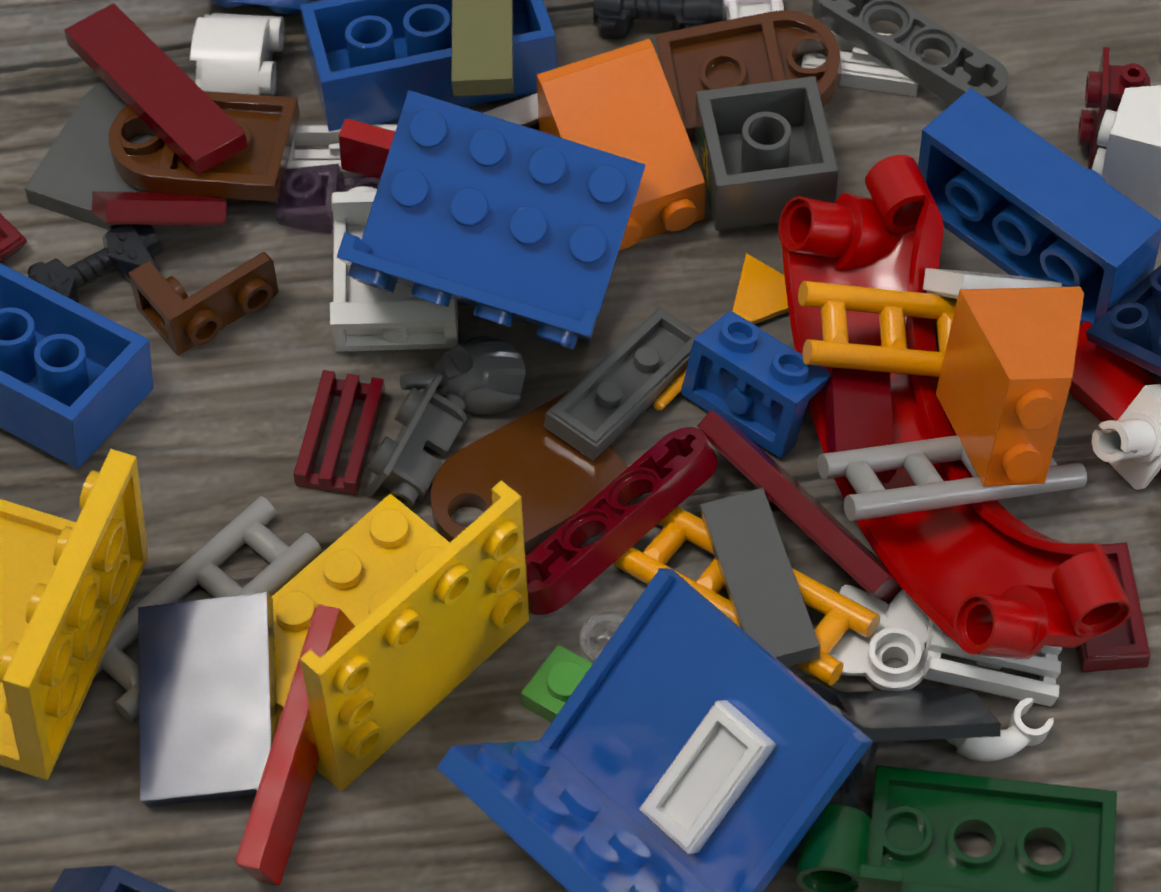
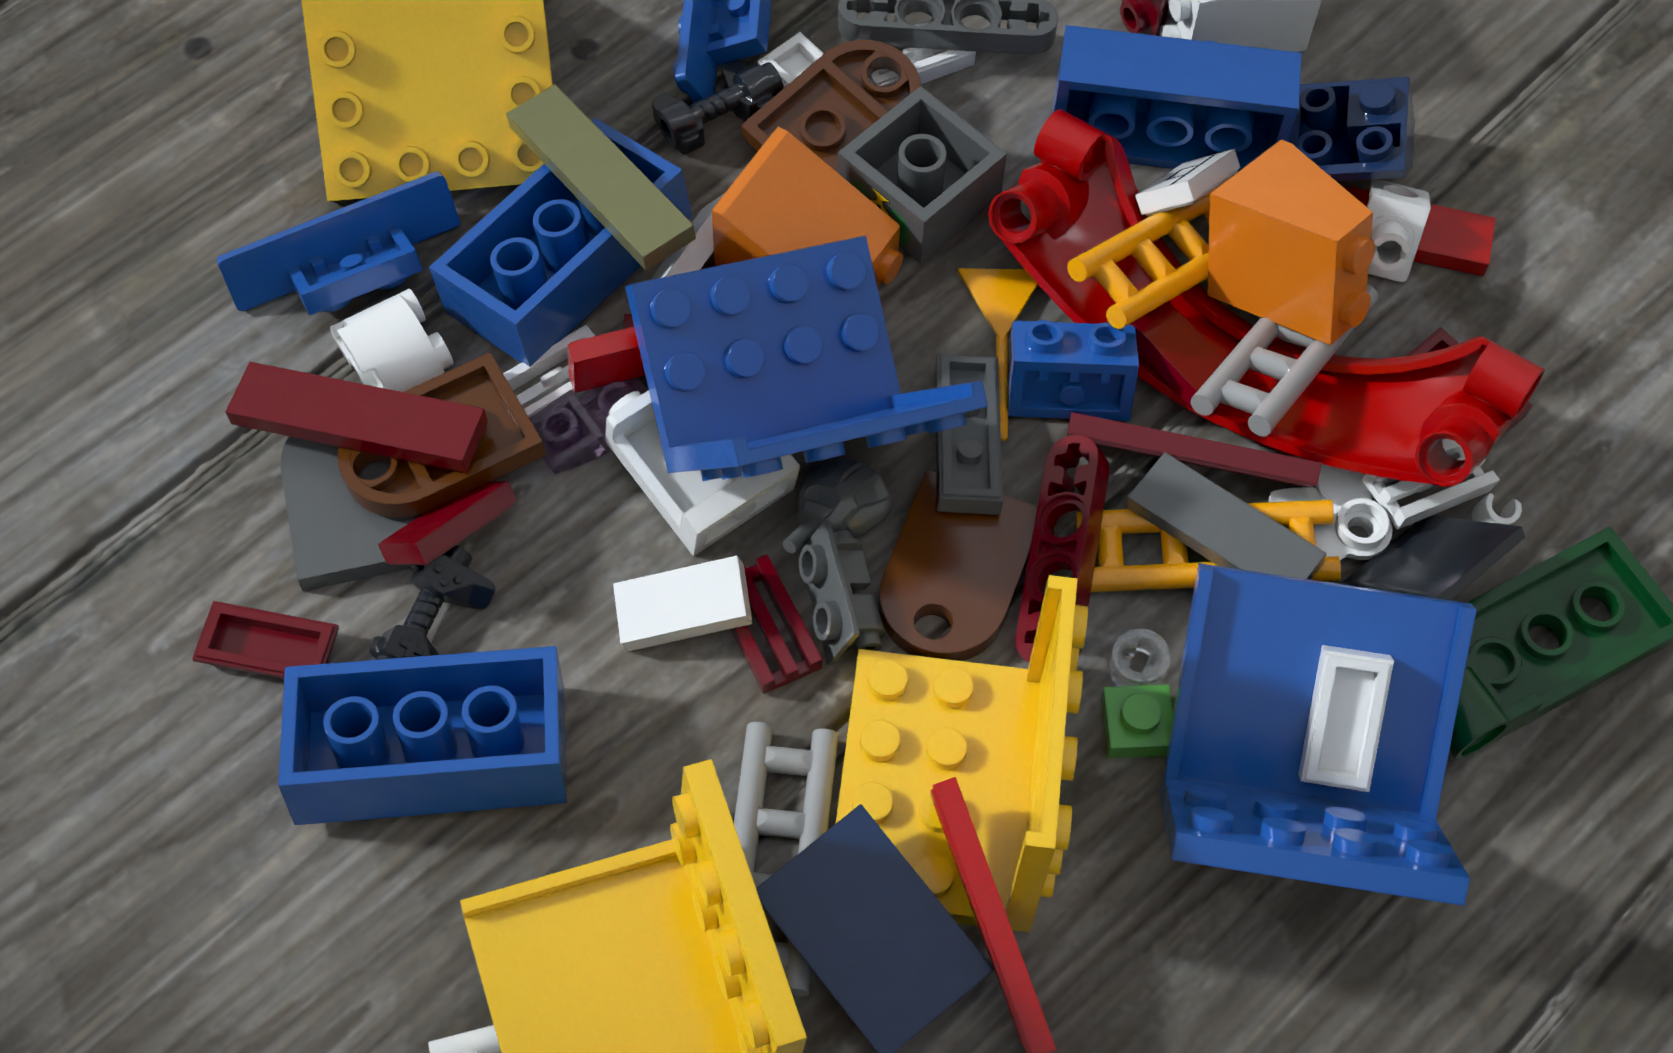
camera: 40 degrees left, 5 degrees up
(198, 318) = (530, 610): reddish brown bracket -> none
(285, 375) = (682, 603): none -> white tile

